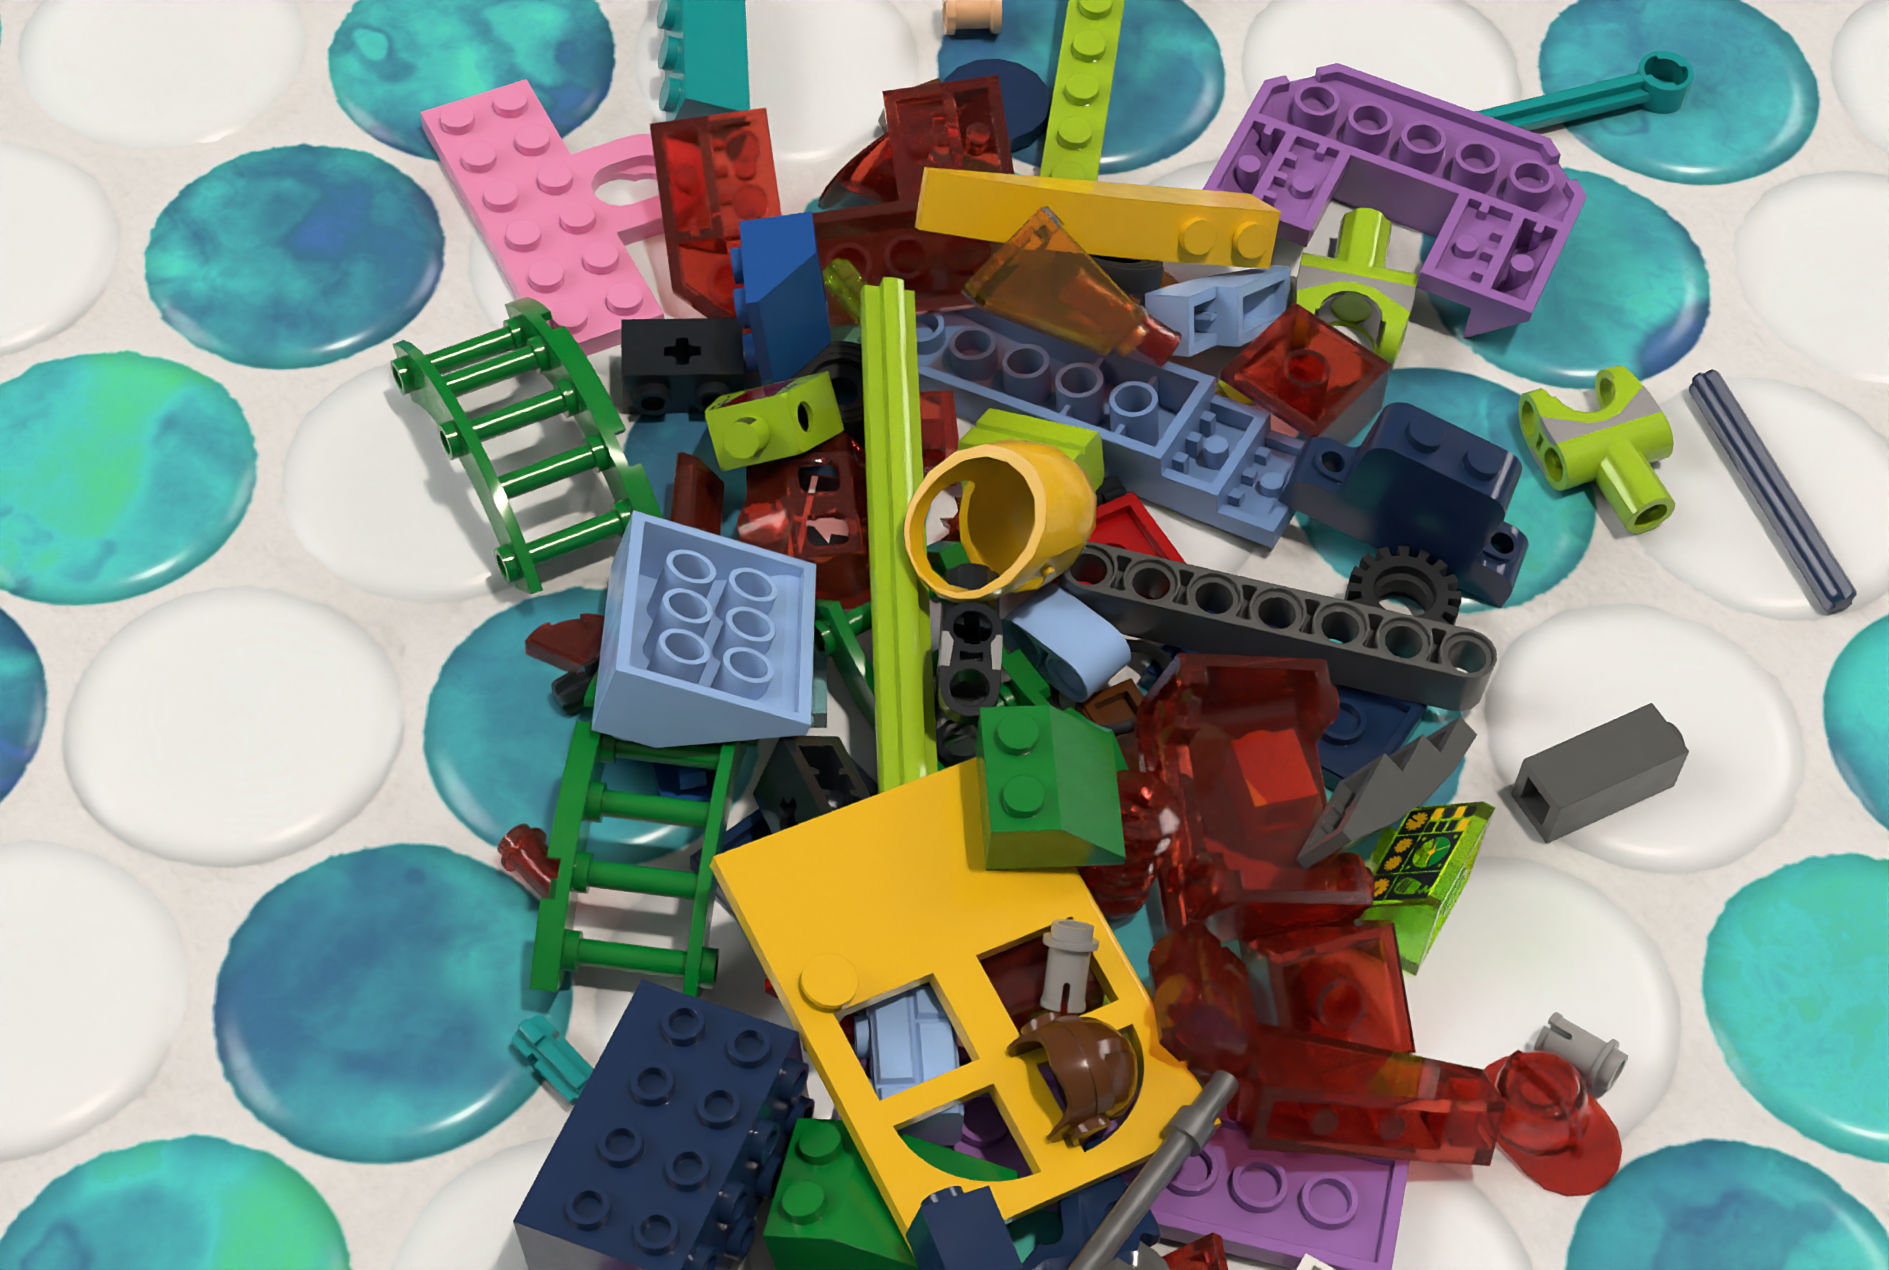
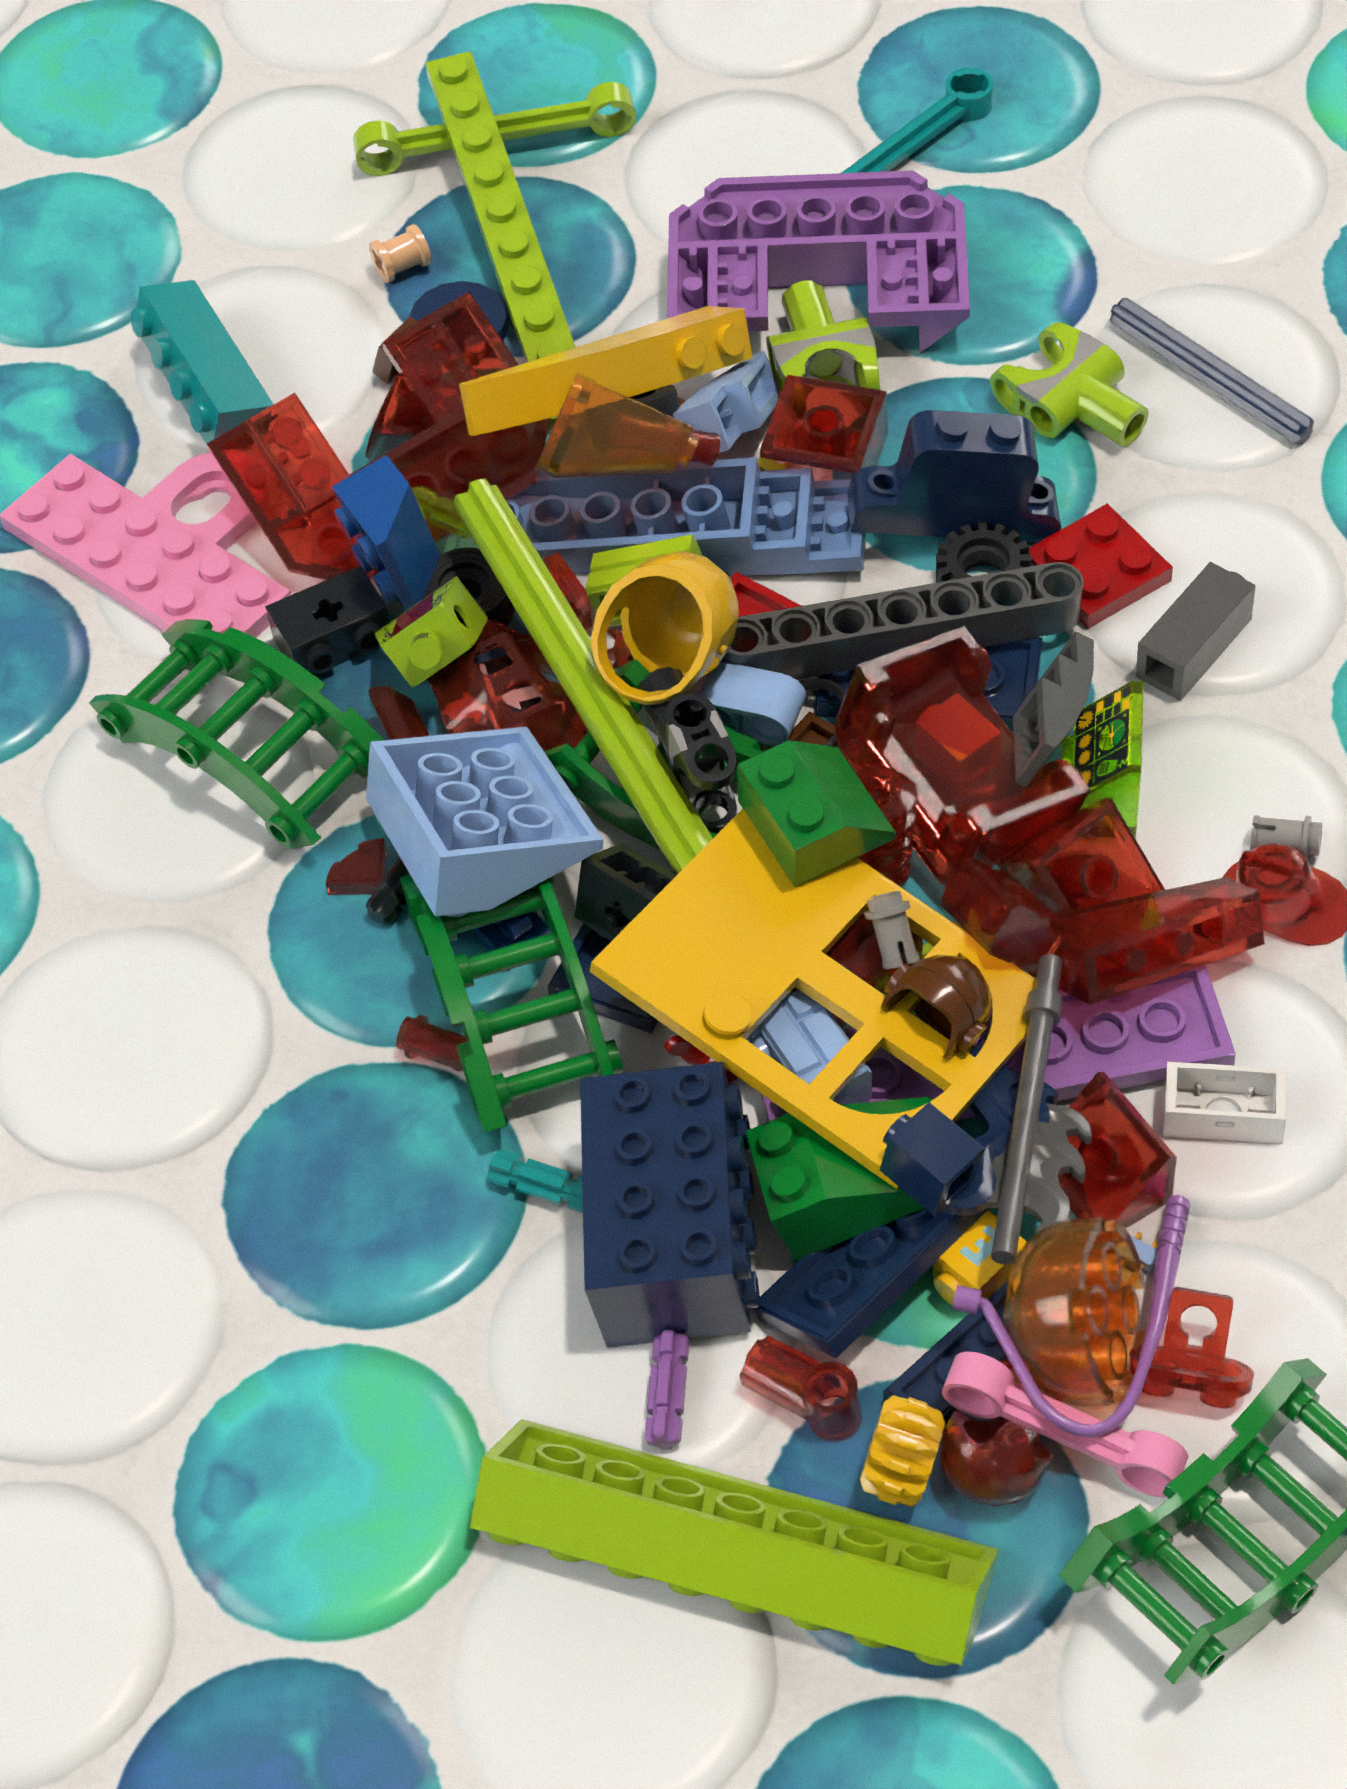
camera: 15 degrees left, 0 degrees up
(1542, 653) = (1111, 557): none -> red plate

